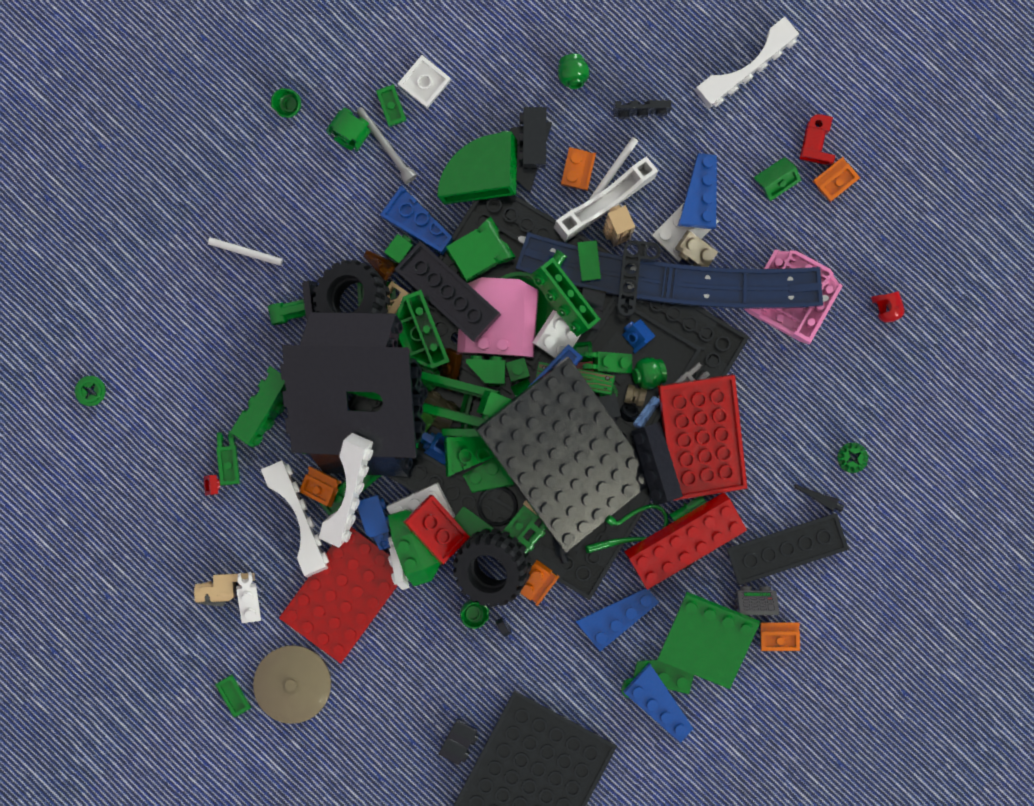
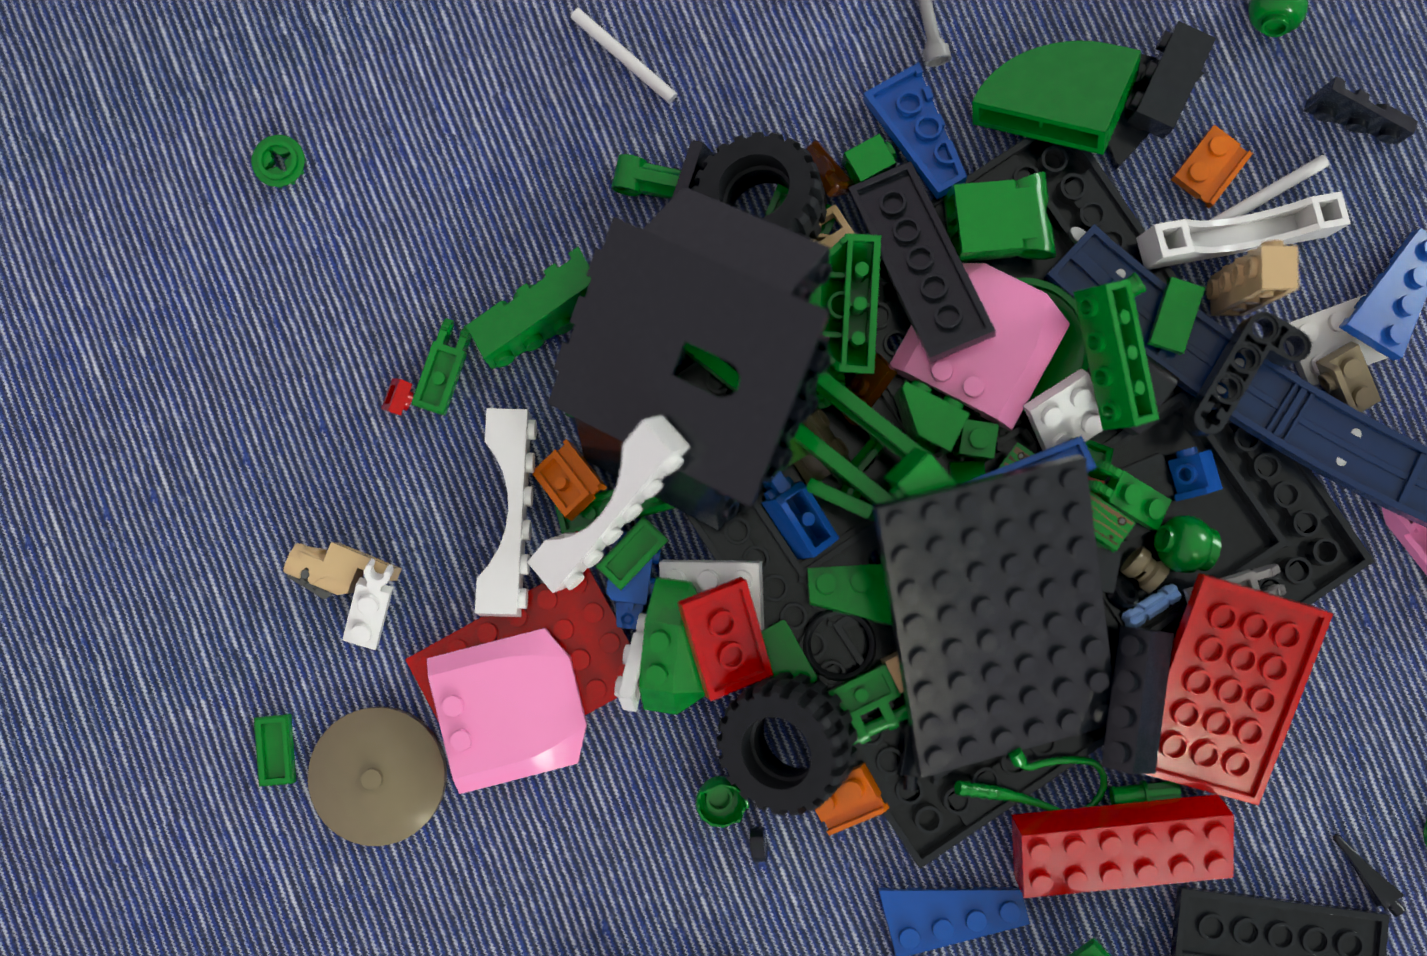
camera: 25 degrees right, 0 degrees up
(343, 617) = (507, 709): none -> bright pink wedge
(370, 508) = (632, 553): none -> green tile
(464, 452) = (832, 535): green wing -> none

